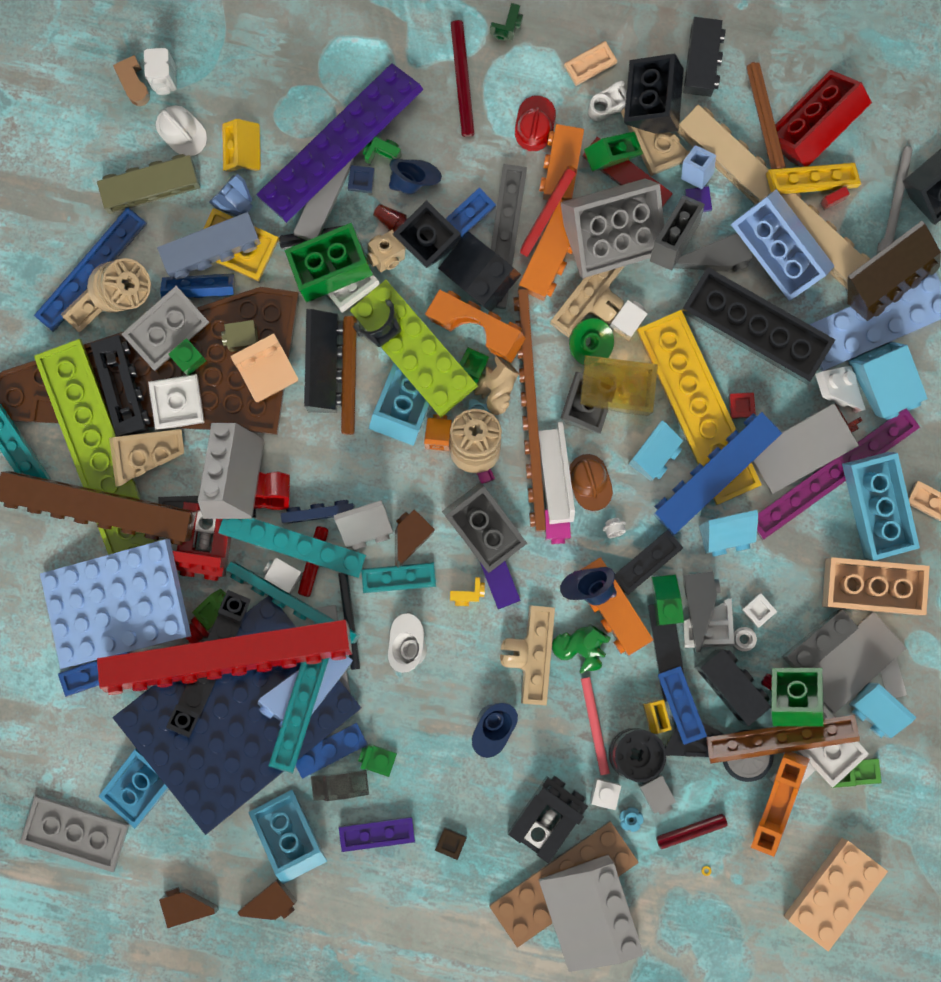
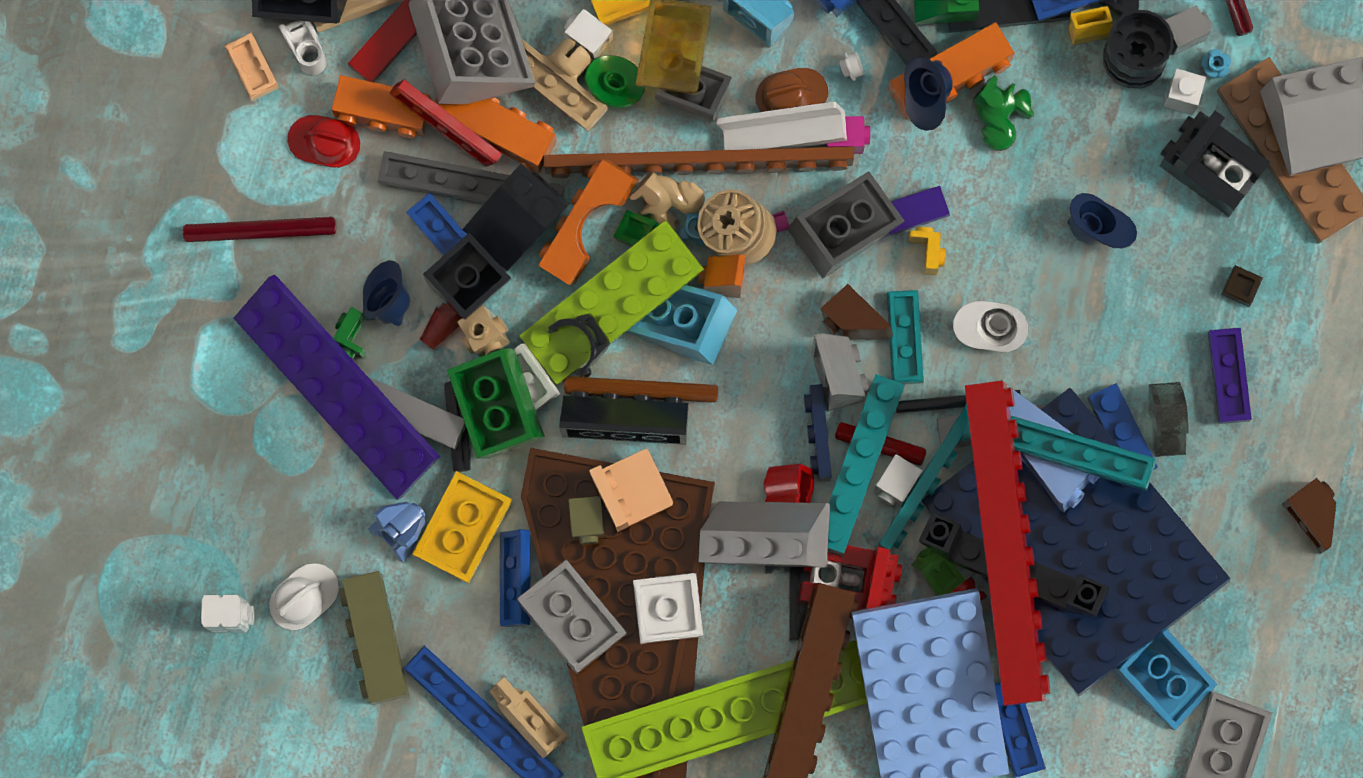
camera: 85 degrees left, 5 degrees down
(108, 291) = (512, 674): tan wheel -> none
(110, 348) = (628, 667): black brick -> none
(130, 81) = (244, 654): medium nougat leg -> none
(142, 452) = (731, 651): tan wing -> none
(184, 907) = (1318, 619): reddish brown slope -> none
(187, 357) = (611, 588): green brick -> none
(209, 246) = (465, 556): sand blue brick -> none
(241, 145) = (330, 517): yellow panel -> none
(287, 837) = (1230, 487): medium azure slope -> none
(361, 179) = (385, 362): dark blue plate -> none
(377, 759) = (1135, 371): green bracket -> none
(513, 21) = (189, 160): dark green bracket -> none
(533, 655) = (1008, 172): tan plate -> none
(595, 726) = (1099, 102): coral bar -> none
(613, 151) = (372, 41): green slope -> none

